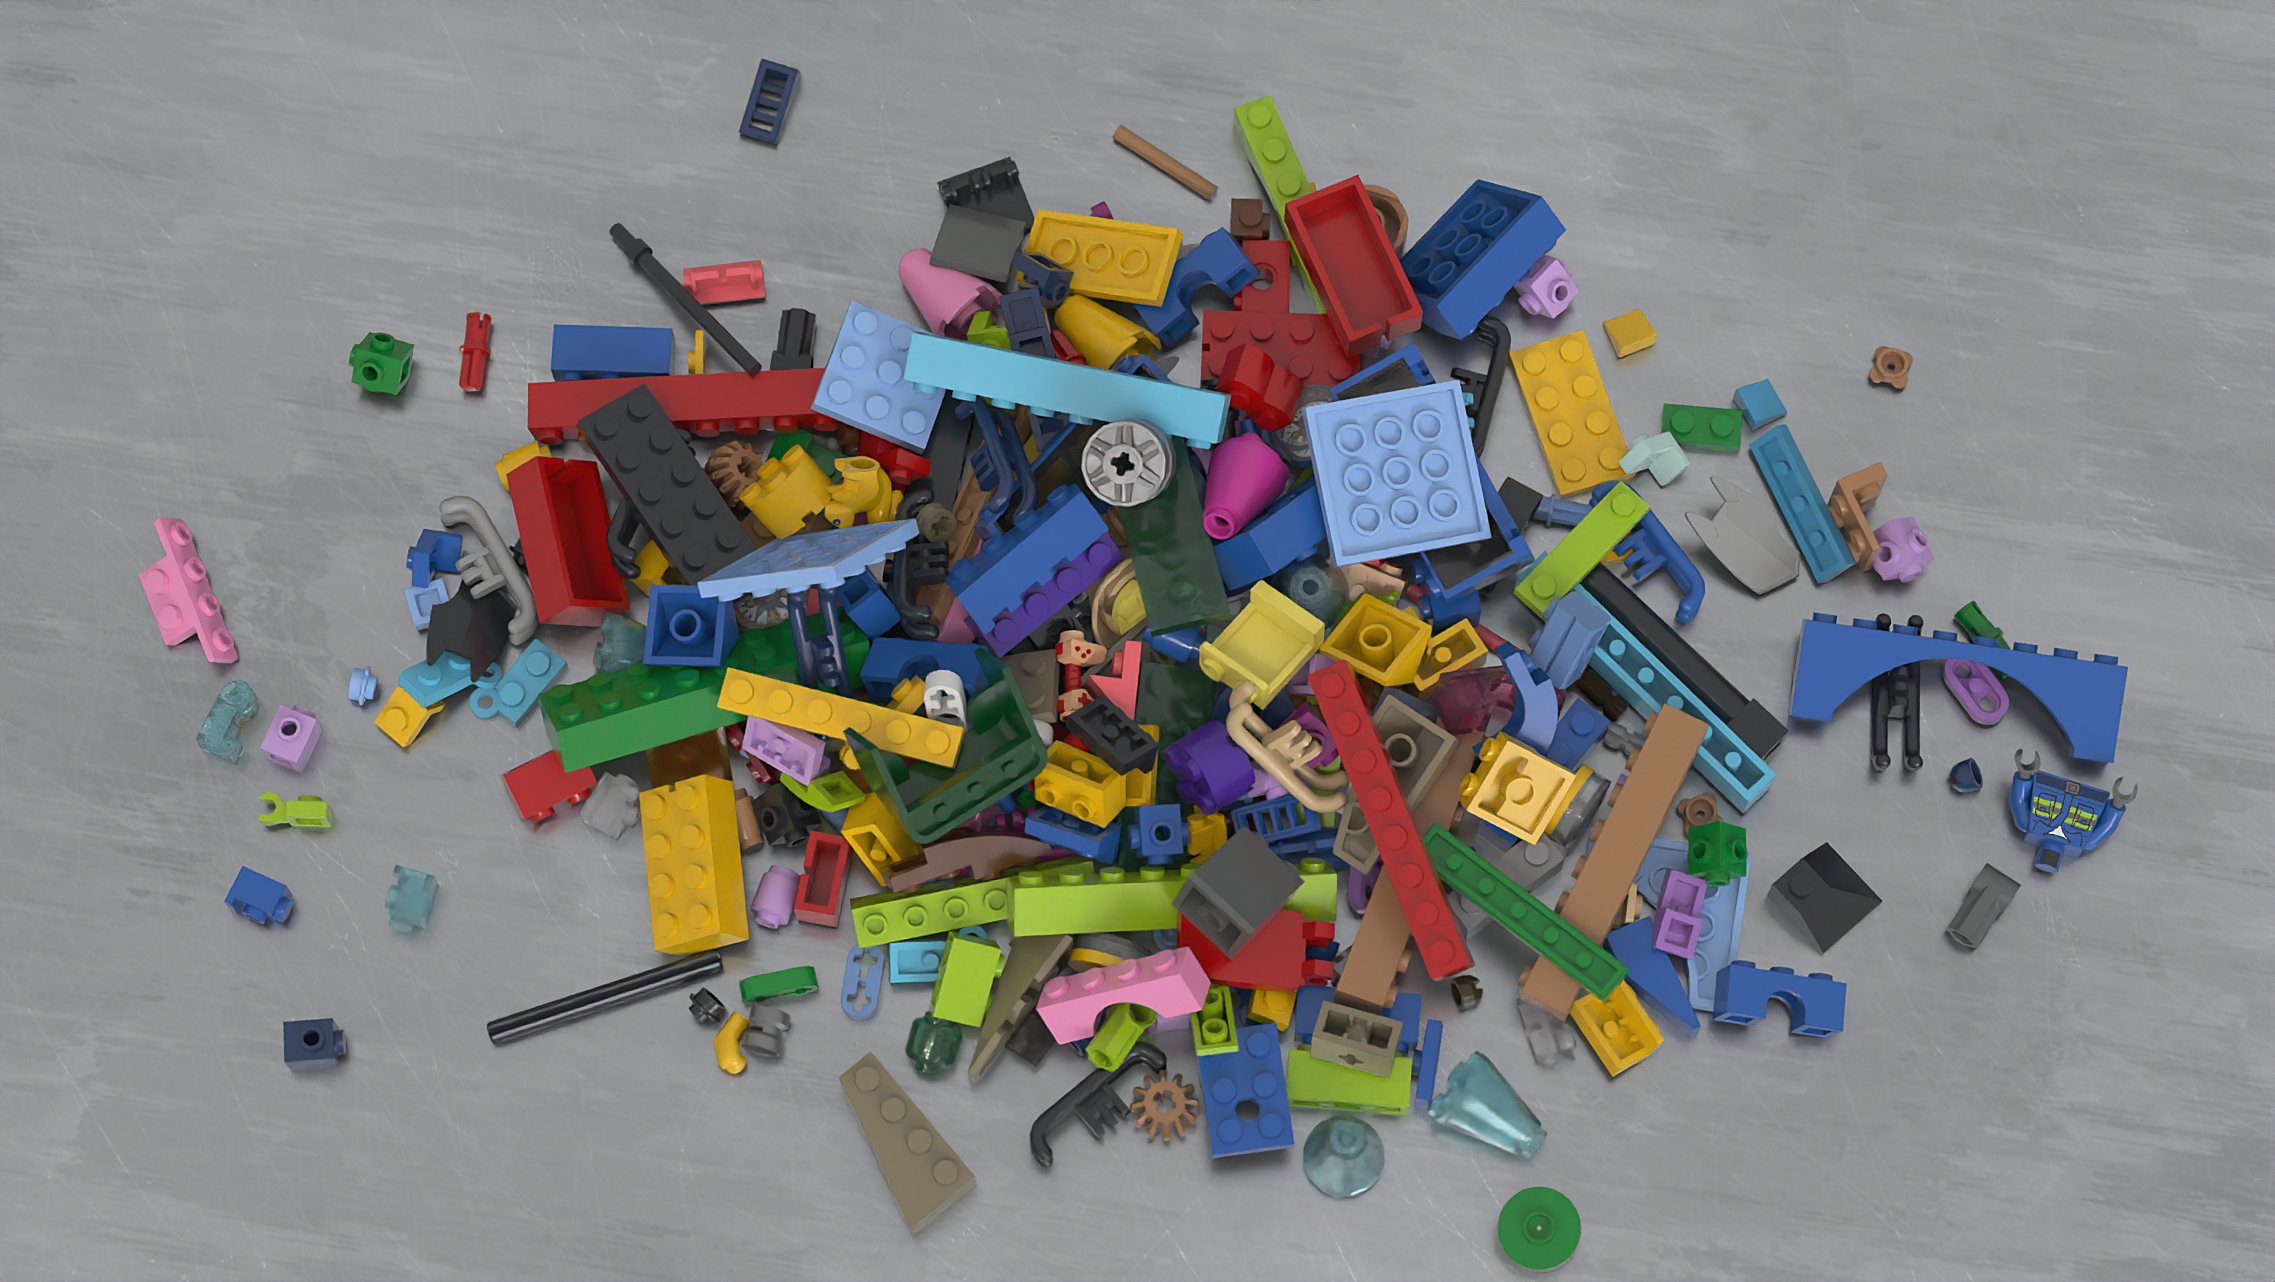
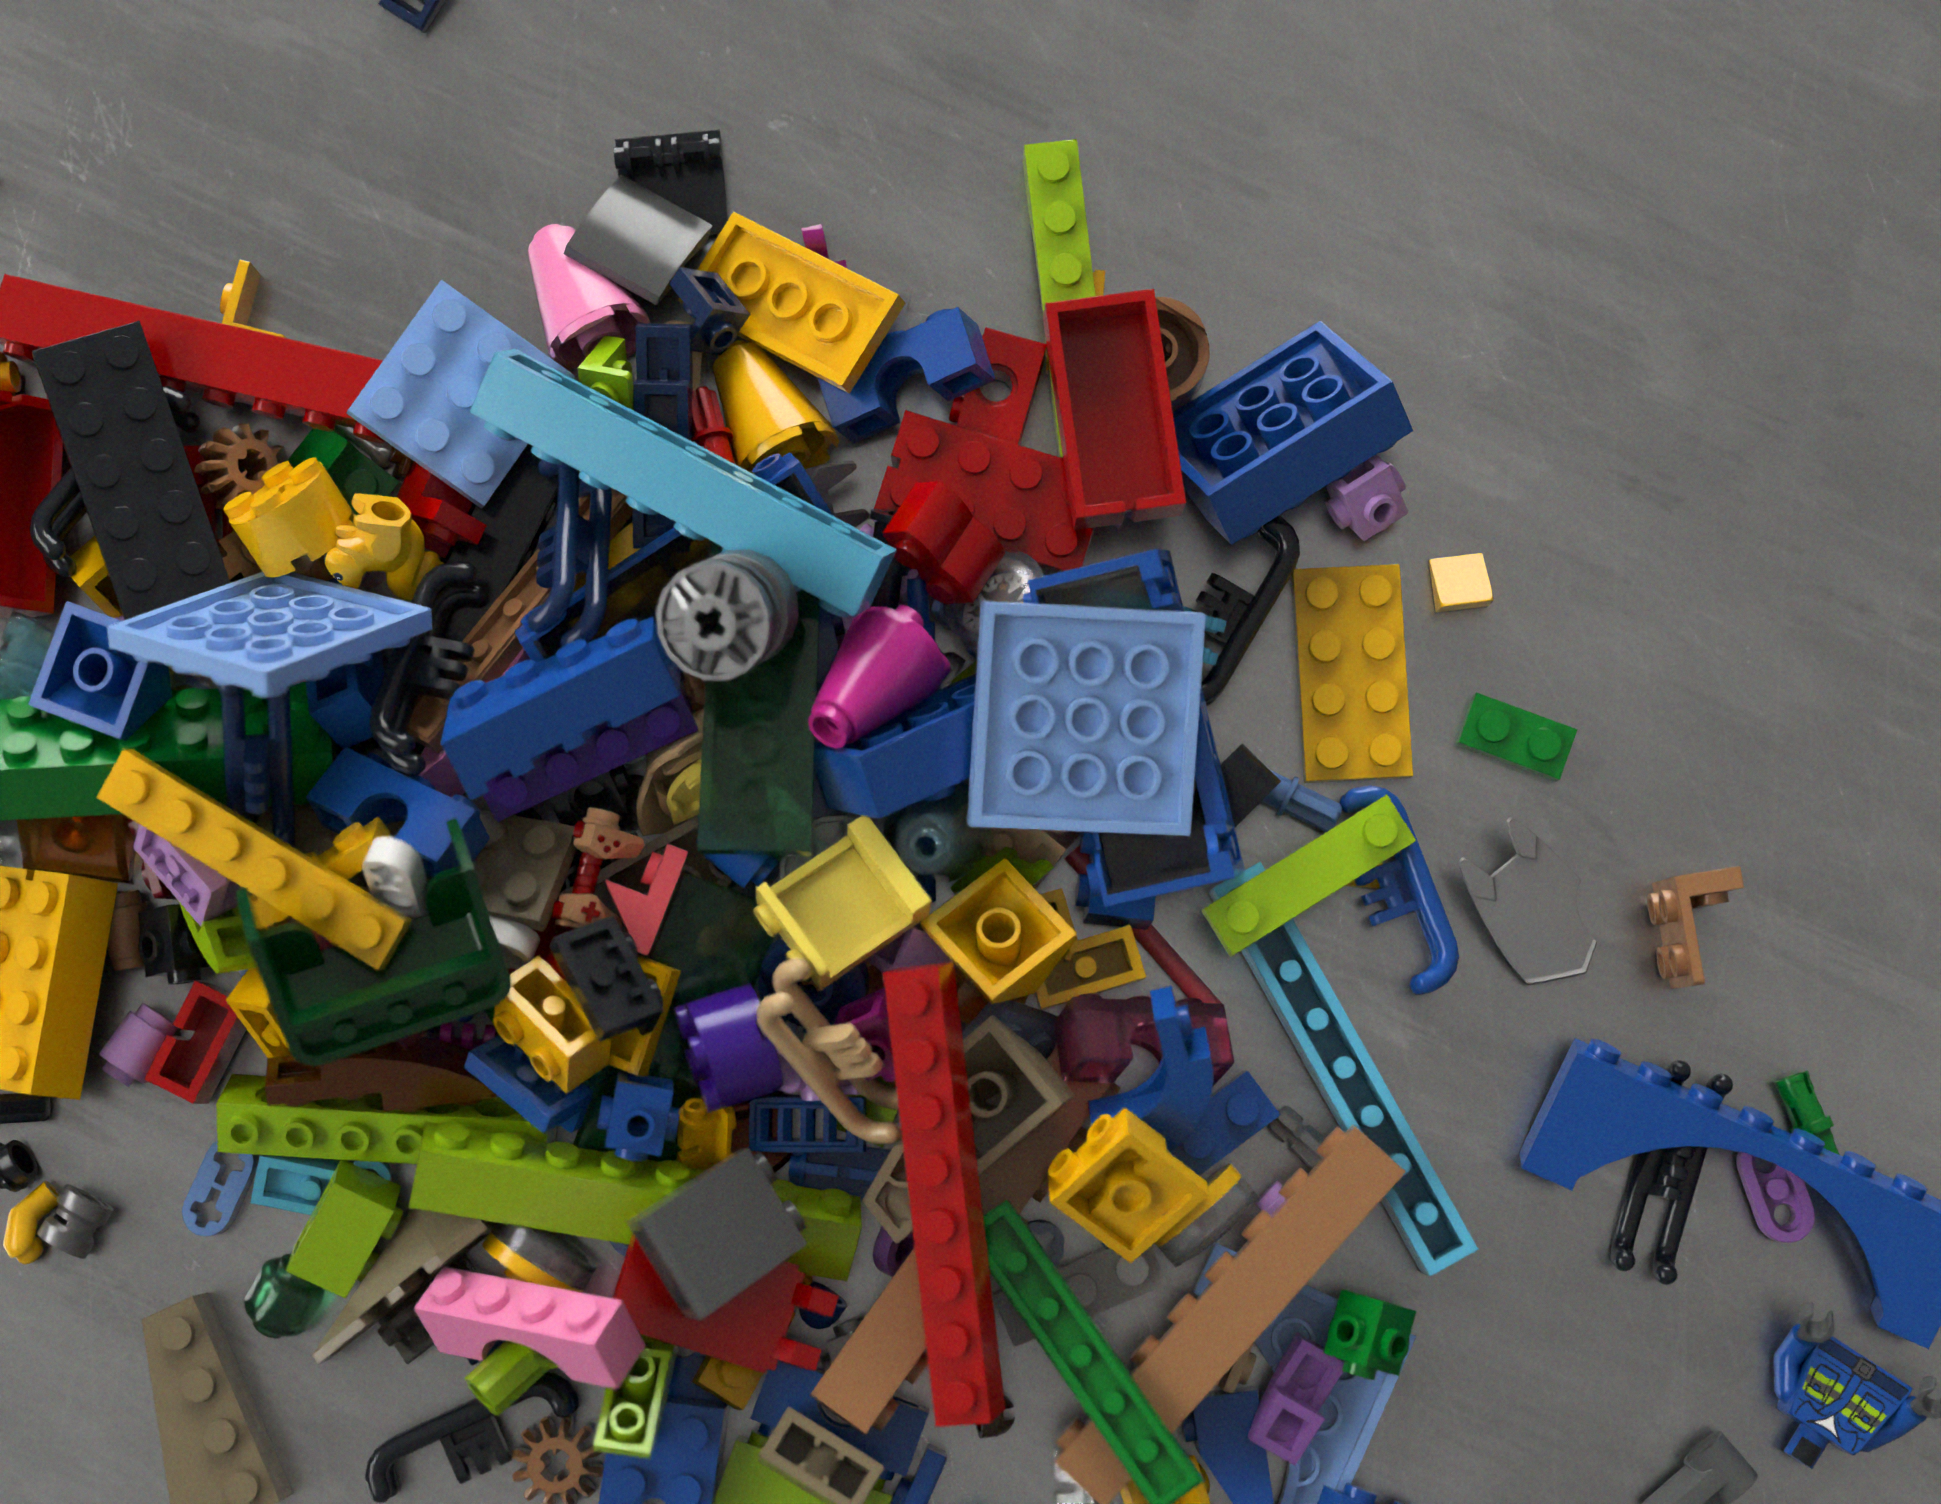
camera: 15 degrees right, 10 degrees up
(611, 352) = (129, 263): blue brick -> none
(641, 255) = (205, 138): black bar -> none
(725, 282) = (302, 201): coral hinge -> none
(778, 985) = (109, 1164): green beam -> none
(794, 341) = (367, 313): black piece -> none
(932, 514) = (465, 600): dark tan bush -> none
(1165, 162) = (919, 190): medium nougat bar -> none
(1248, 220) = (1002, 303): reddish brown brick -> none
(1567, 638) = (1254, 994): medium blue brick -> none
(1601, 694) = (1275, 1051): dark brown axle -> none
(1658, 454) = (1452, 764): light aqua bracket -> none
(1704, 803) = (1376, 1270): medium nougat plate -> none
(1744, 717) = (1404, 1063): black brick -> none
(1759, 403) = (1602, 725): dark azure slope -> none
(1802, 503) = (1619, 878): dark azure plate -> none
(1823, 897) = (1495, 1414): black slope -> none
(1896, 357) = (1804, 717): medium nougat plate -> none
(1901, 550) = (1733, 980): lavender brick -> none
(1968, 776) = (1730, 1305): dark blue hinge -> none

